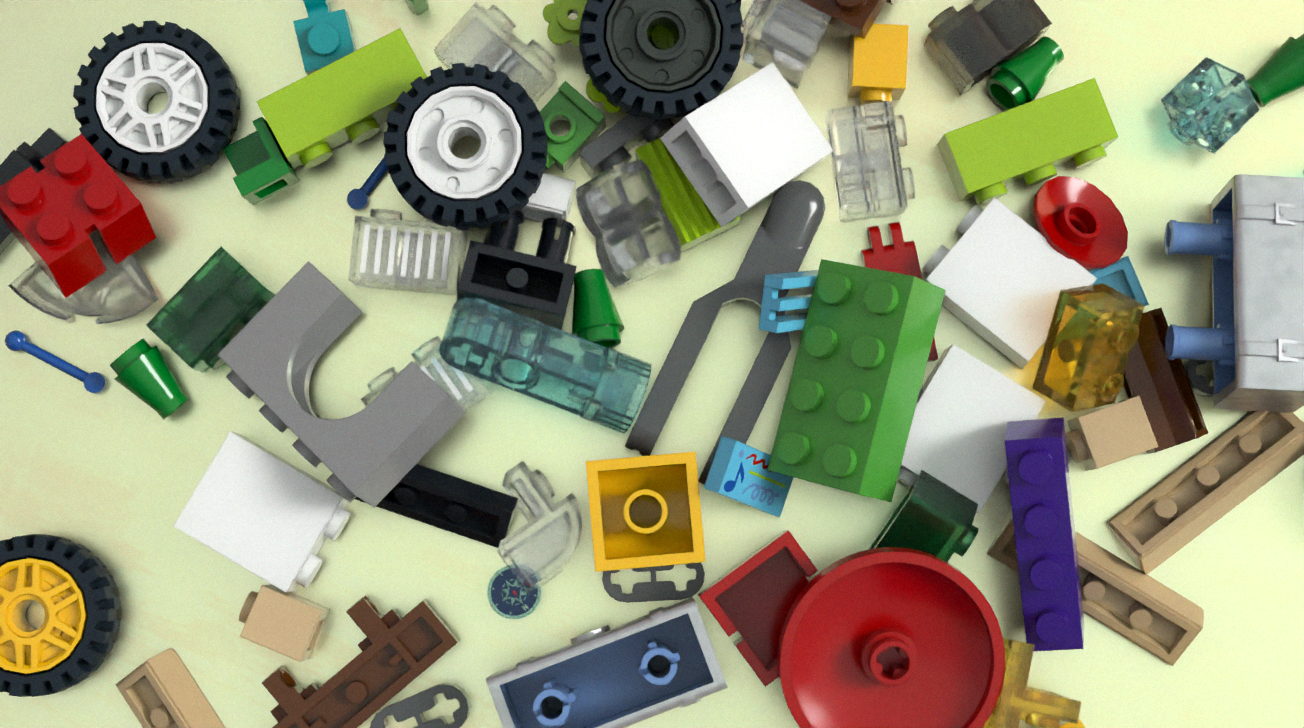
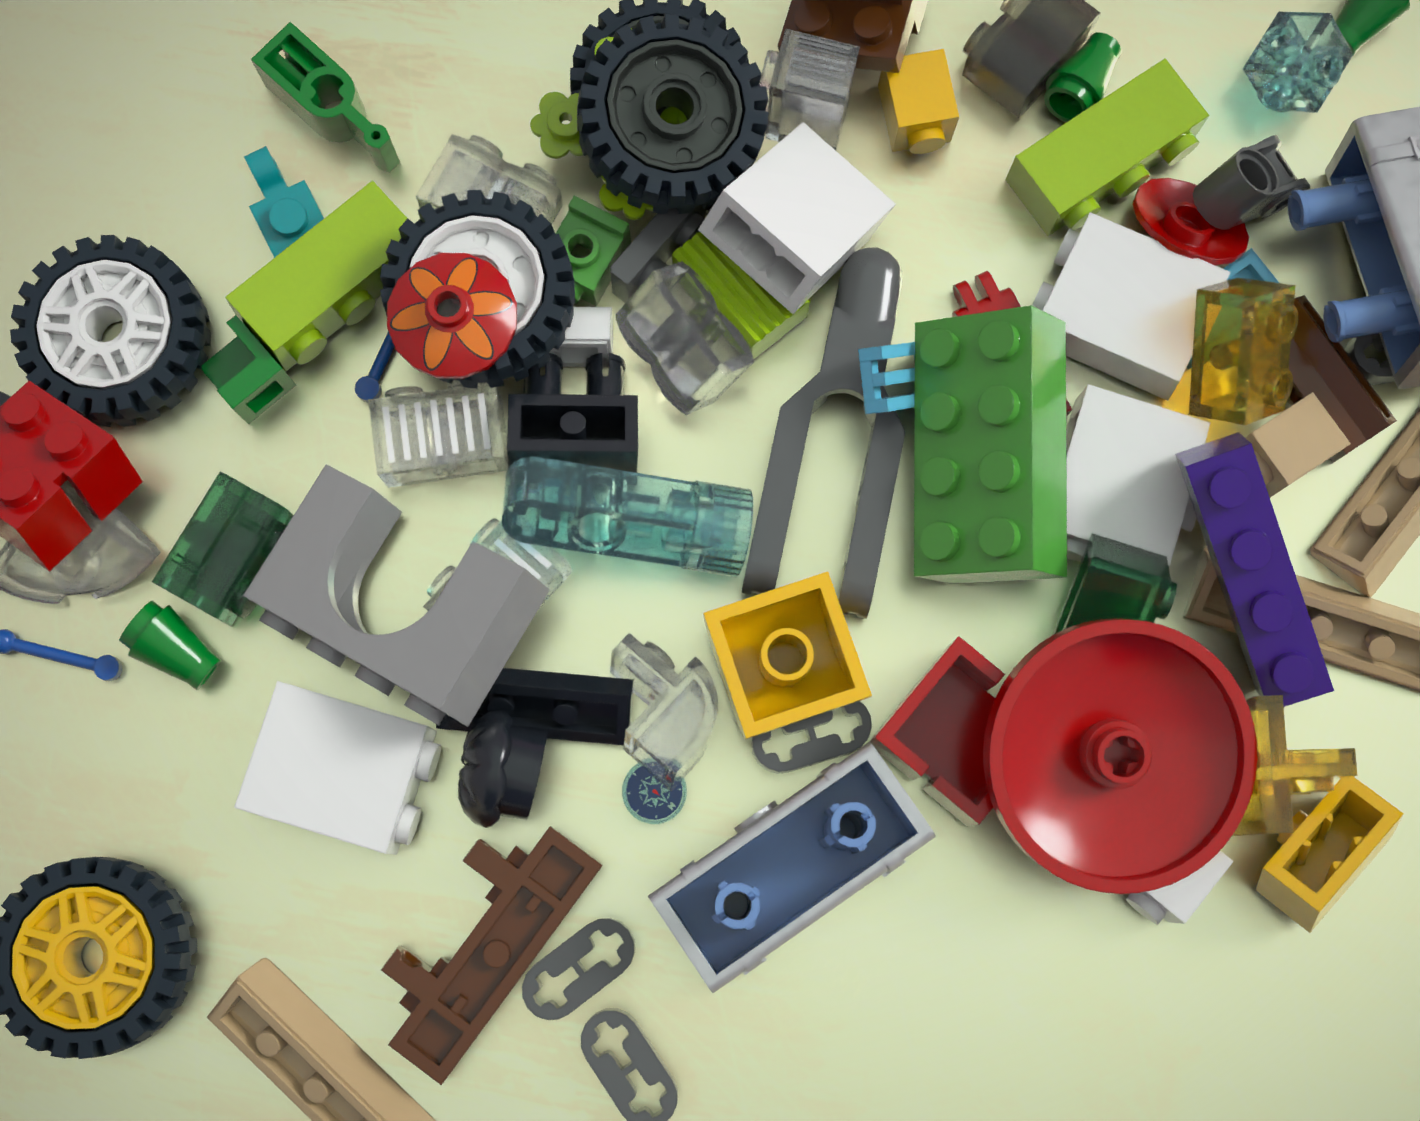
camera: 15 degrees left, 5 degrees down
(282, 621) = (389, 892): tan brick -> none
(393, 545) = (499, 769): none -> black piece
(454, 189) = (459, 343): none -> red dish
(594, 310) = (668, 445): green cone -> none
(743, 476) = (888, 591): medium azure tile -> none
(868, 161) = (937, 211): clear brick -> none
(1137, 203) = (1247, 186): none -> dark grey piece

